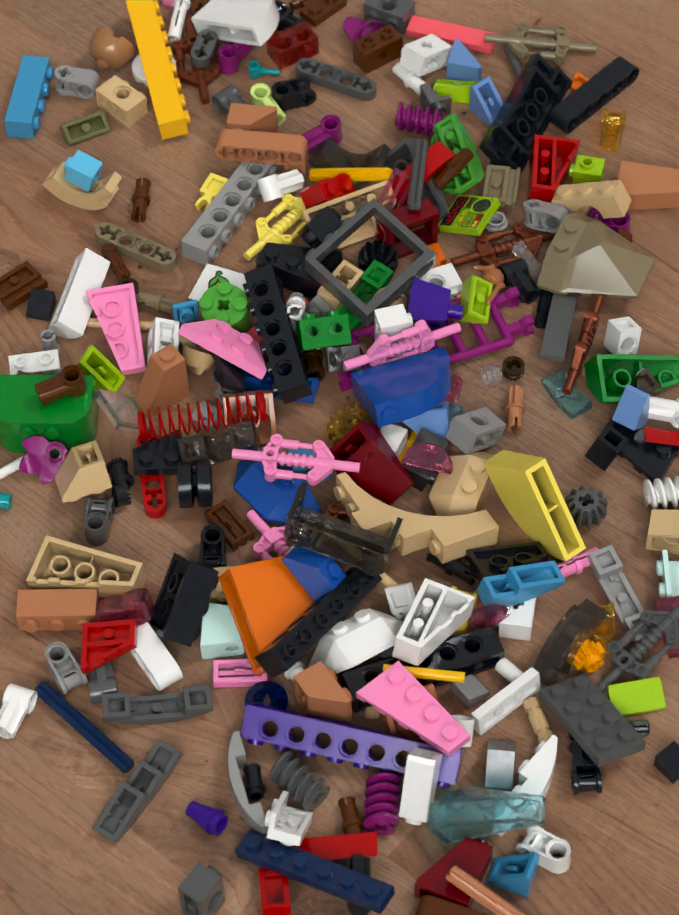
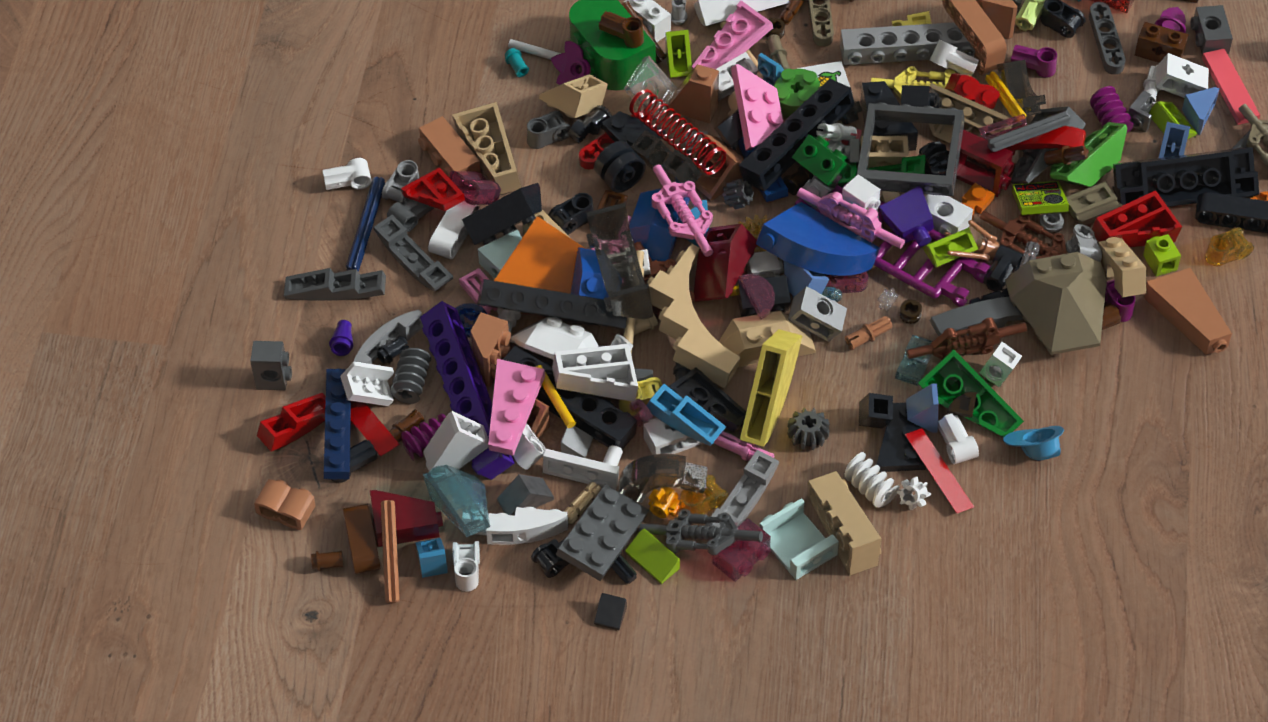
camera: 55 degrees right, 0 degrees up
(295, 416) = (738, 194): none -> dark grey gear

